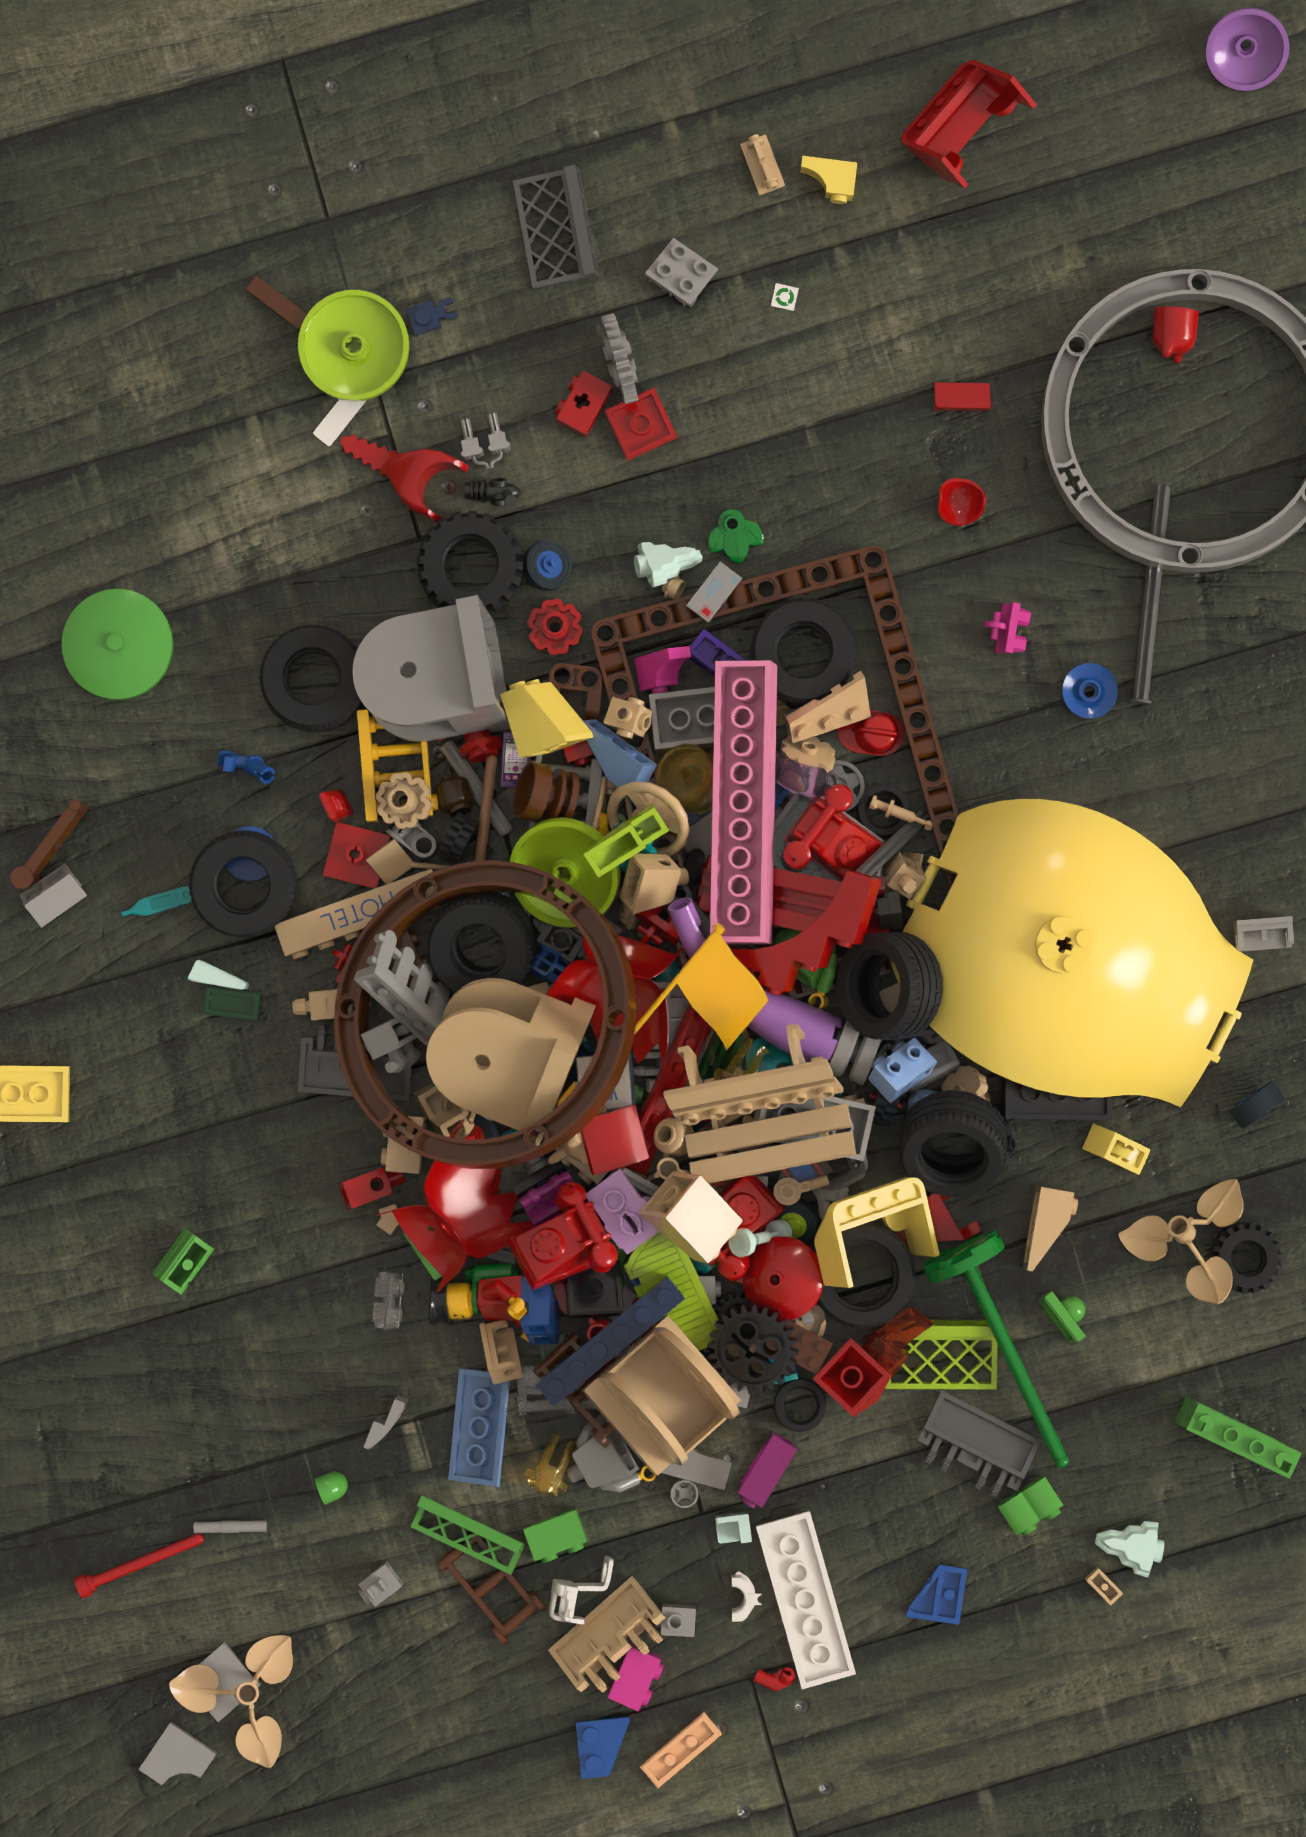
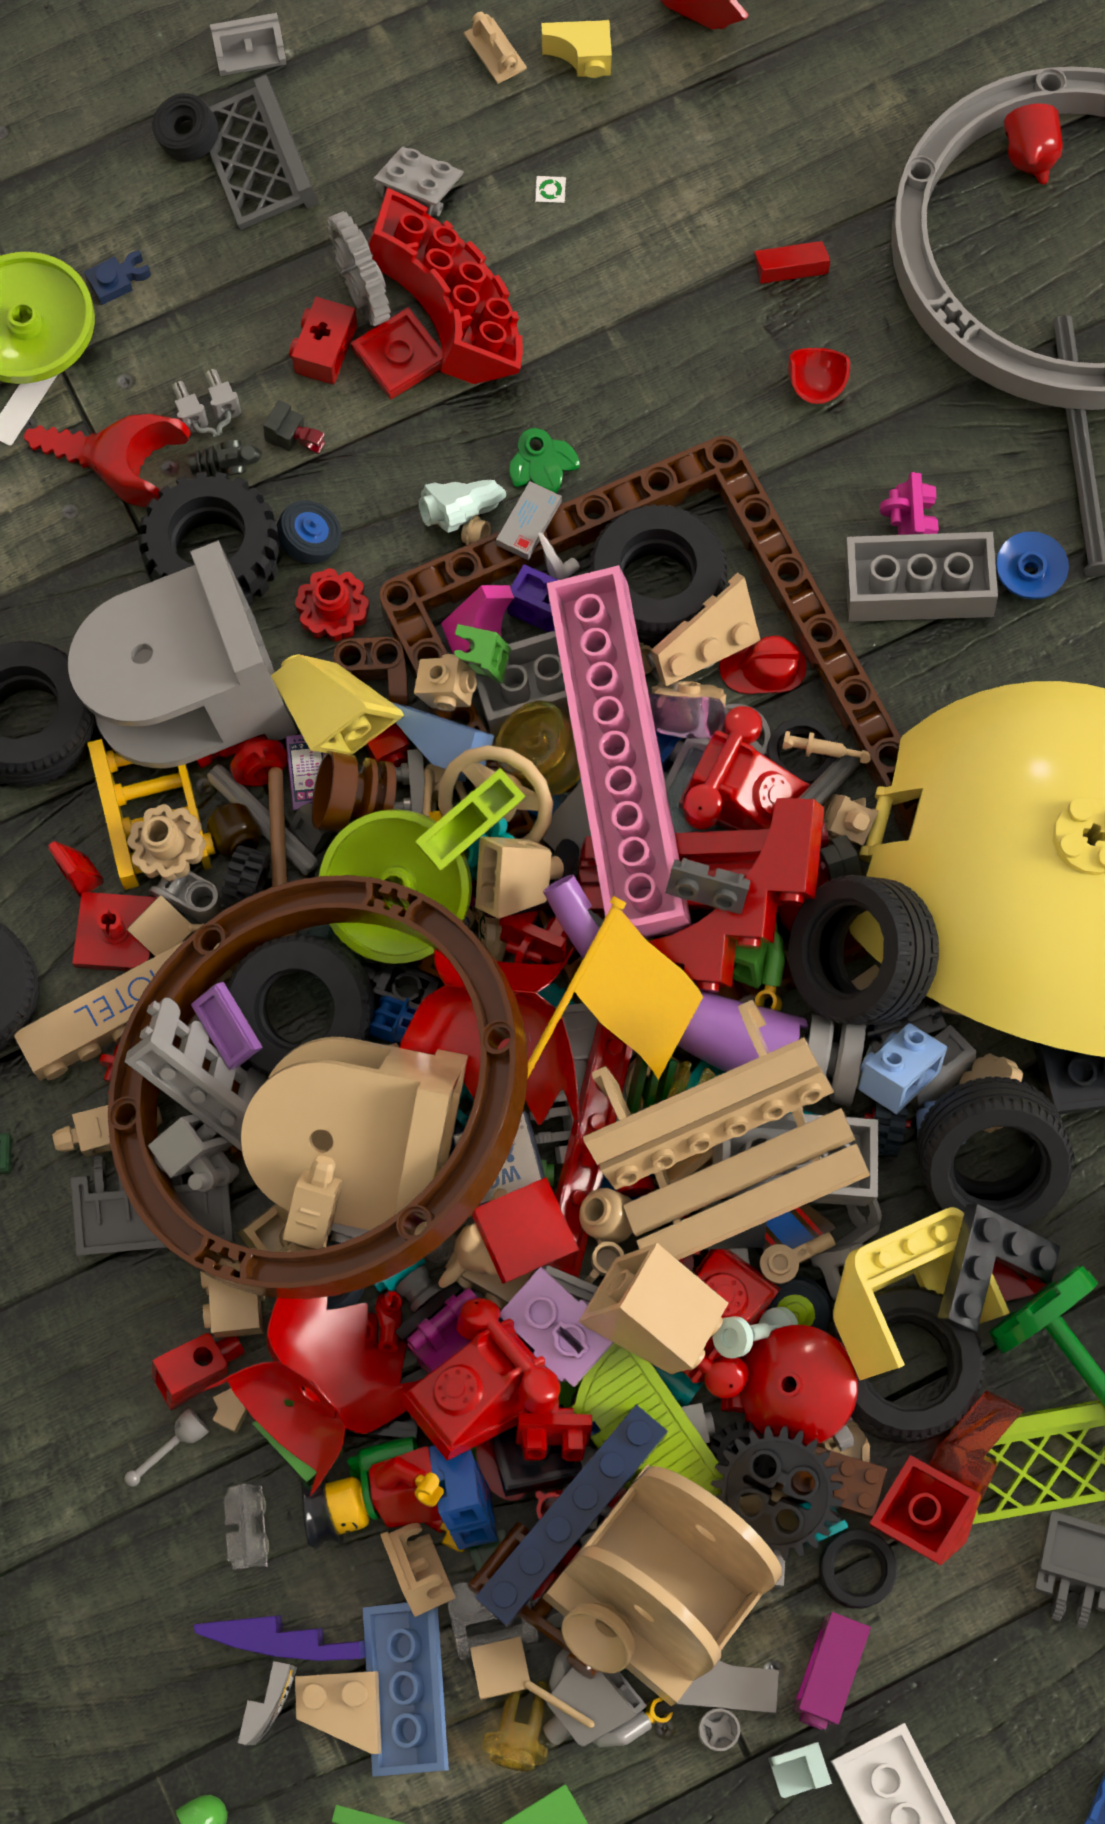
camera: 15 degrees left, 15 degrees down
(358, 1226) = (187, 1428): none -> light grey hinge
(391, 1377) = (267, 1637): none -> dark purple slope
(428, 954) = (226, 1025): none -> medium lavender tile
(435, 1431) = (342, 1706): none -> tan wing
(468, 1107) = (313, 1206): none -> tan piece
(488, 192) = (170, 116): none -> black tyre
(509, 1179) = (390, 1319): none -> red arm
(543, 473) = (287, 426): none -> pearl dark grey piece
(547, 1428) = (503, 1670): none -> tan piece
(565, 127) = (248, 44): none -> light grey hinge
(613, 1426) = (594, 1641): none -> tan piece
(614, 1279) = (554, 1428): none -> red hips
(662, 704) = (487, 652): none -> bright green hinge
(693, 378) = (452, 286): none -> red brick
(730, 630) = (554, 564): none -> white bar
(773, 921) = (724, 891): none -> dark grey hinge
(928, 1204) = (980, 1243): none -> black plate
(1002, 687) = (920, 576): none -> light grey brick

